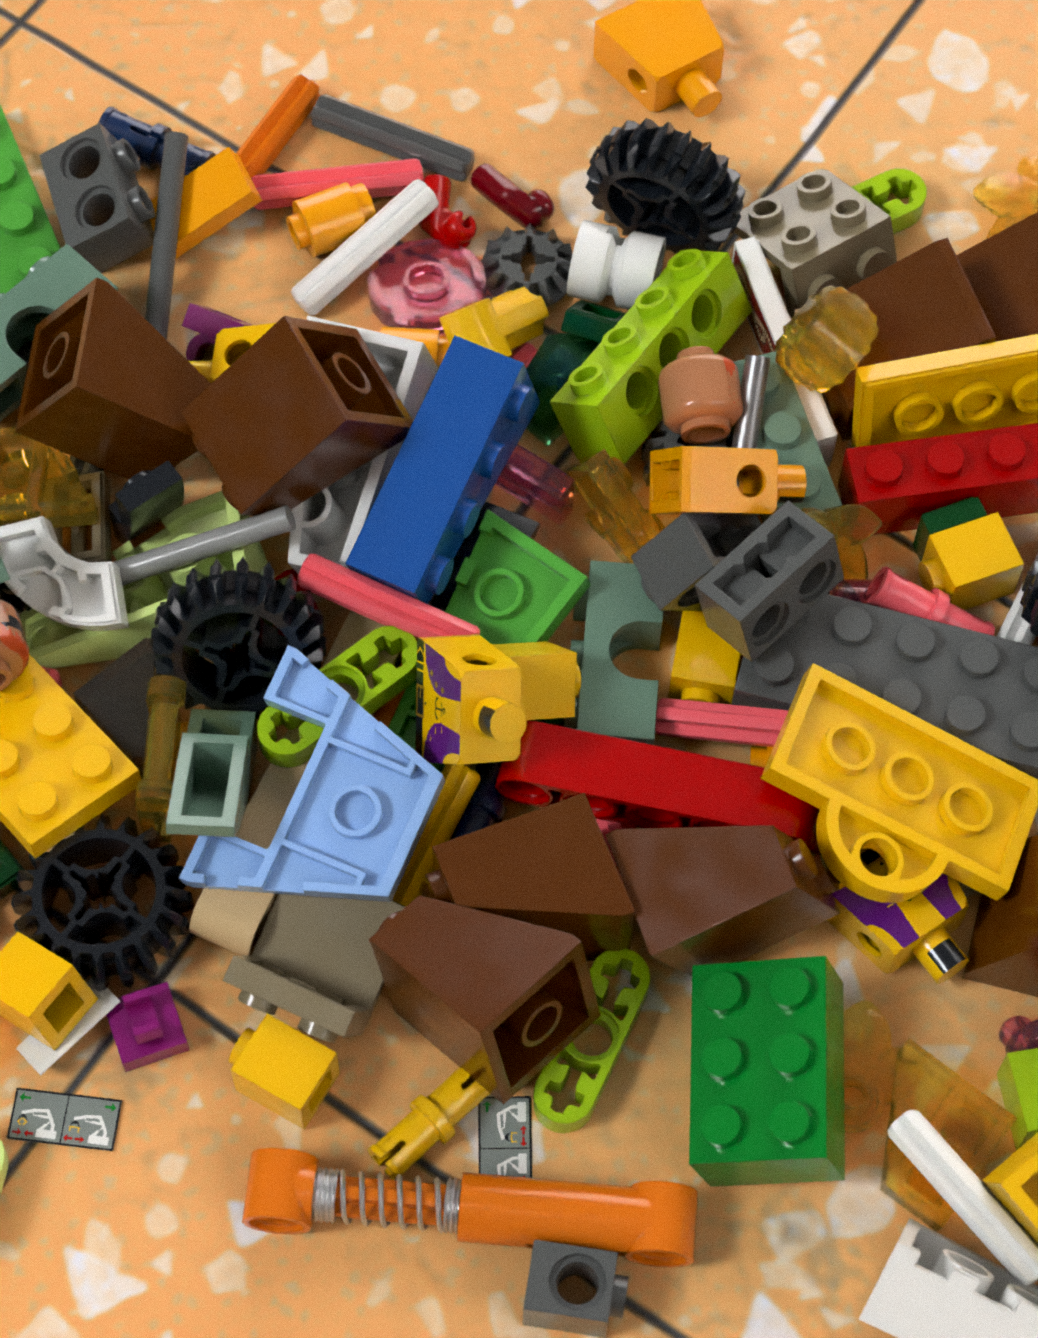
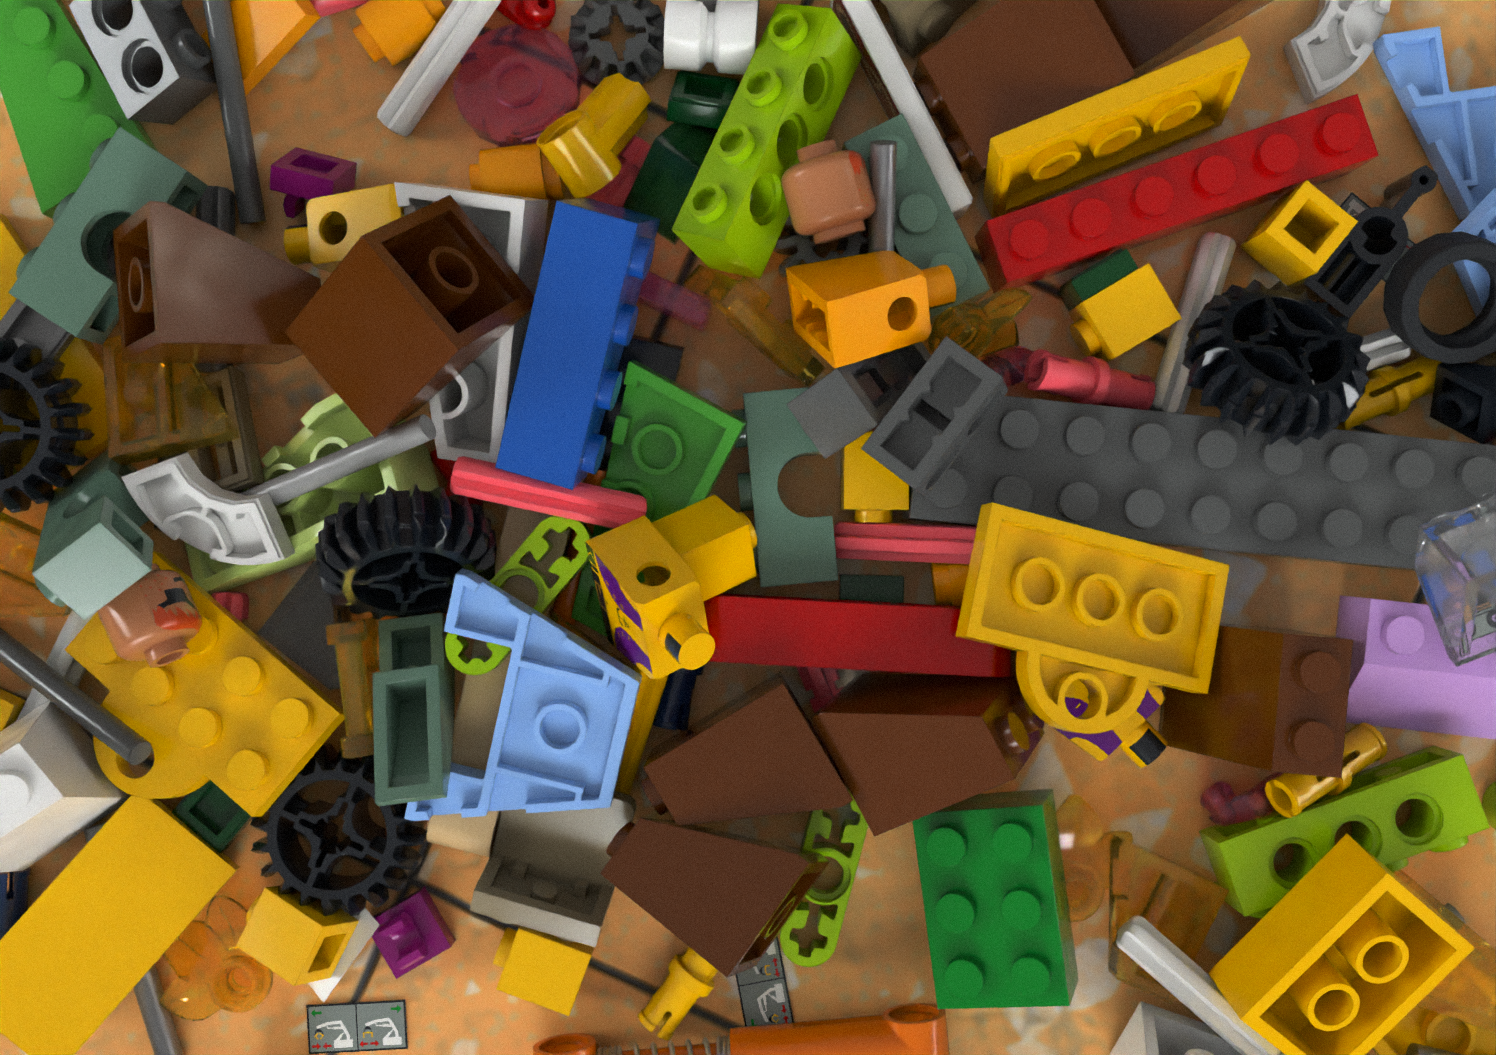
camera: 10 degrees left, 25 degrees up
(145, 501) = (277, 409): black slope -> none
(826, 339) = (953, 105): clear yellow gear -> none

